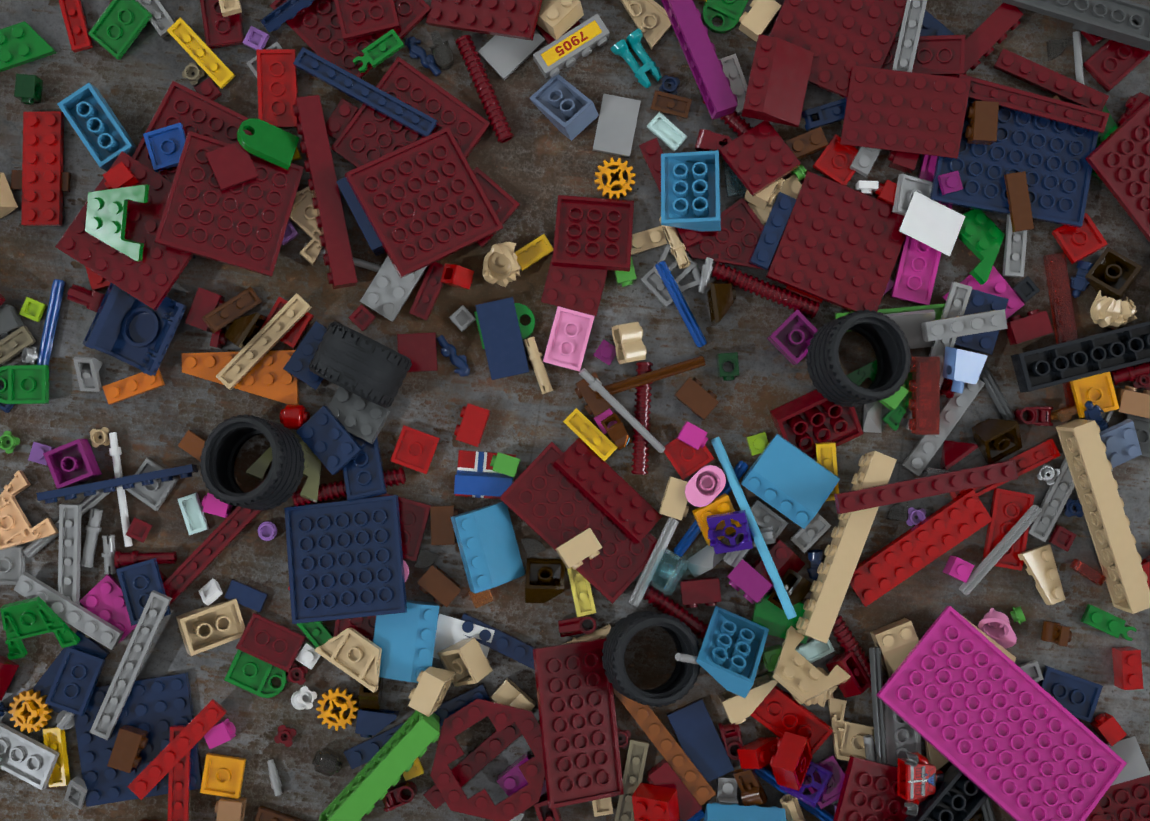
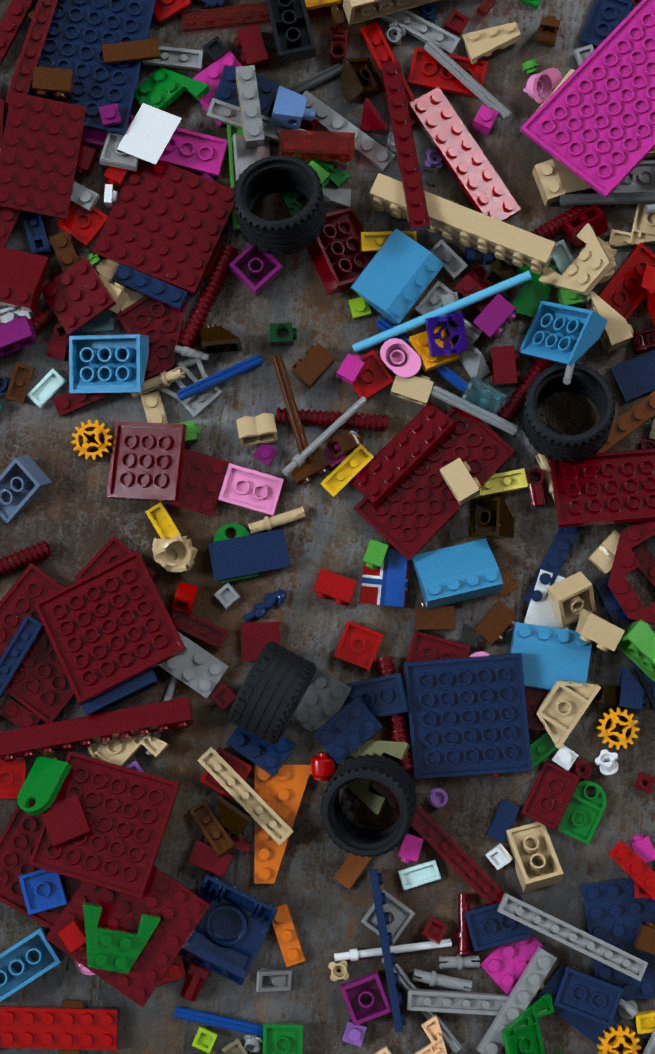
camera: 85 degrees left, 5 degrees down
(616, 125) = (38, 437): light grey tile -> none

